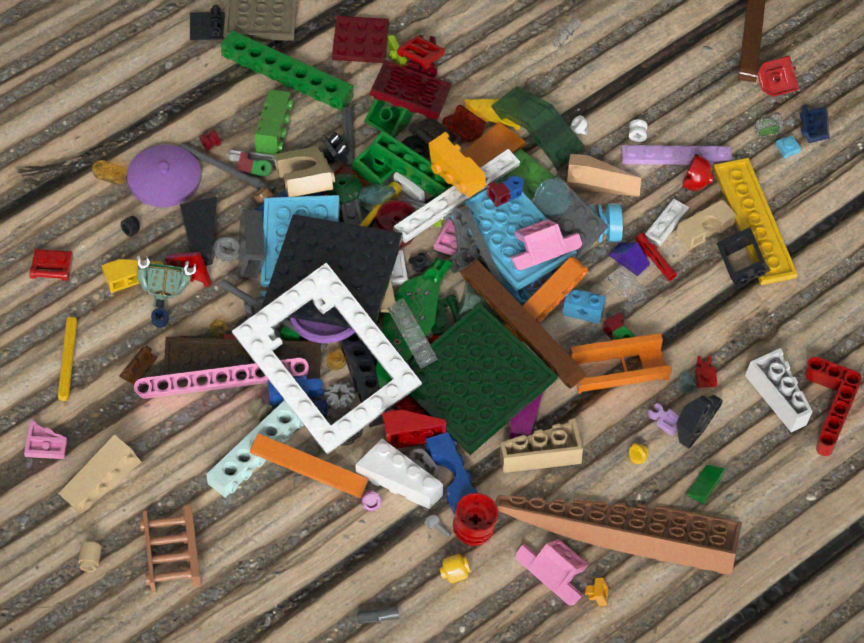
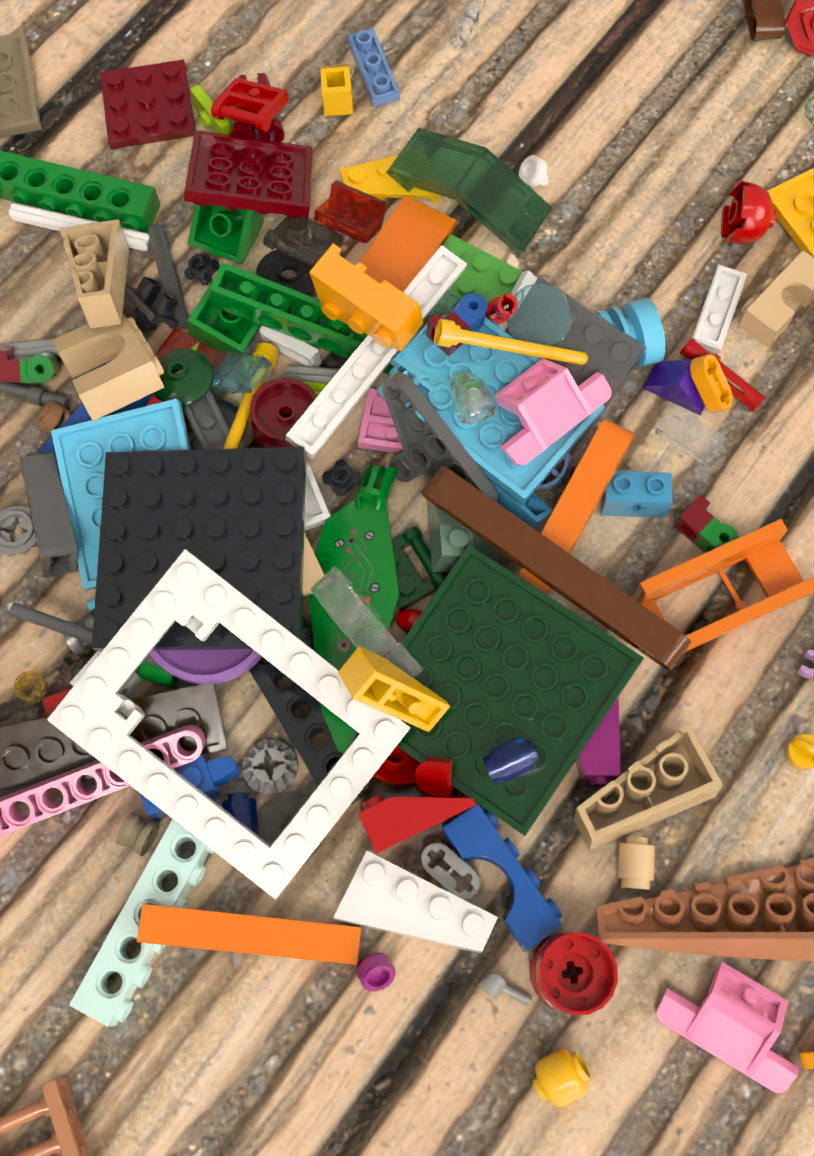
camera: 10 degrees left, 15 degrees up
(273, 122) = (38, 283): bright green wedge -> none
(304, 98) = (56, 220): none -> white axle
(310, 121) = (99, 269): none -> tan wedge
(336, 356) = (240, 694): clear yellow plate -> none
(368, 135) = (198, 262): none -> black plate
(417, 361) = (391, 690): none -> yellow slope
(429, 410) = (435, 777): none -> red tile
(471, 410) = (511, 760): none -> clear blue brick
(475, 54) = (336, 89): none -> yellow slope
(498, 192) = (450, 334): none -> yellow piece
(501, 47) = (373, 67): none -> medium blue tile
(501, 229) = (471, 397): none -> clear rock
(526, 483) = (636, 863): none -> tan brick
(531, 188) = (496, 311): none -> red pin
(597, 176) = (585, 254): light nougat wedge -> none
(638, 130) = (628, 160): white wheel -> none
(646, 258) = (711, 383): none -> light orange beam
(673, 154) = (694, 188): lavender plate -> none

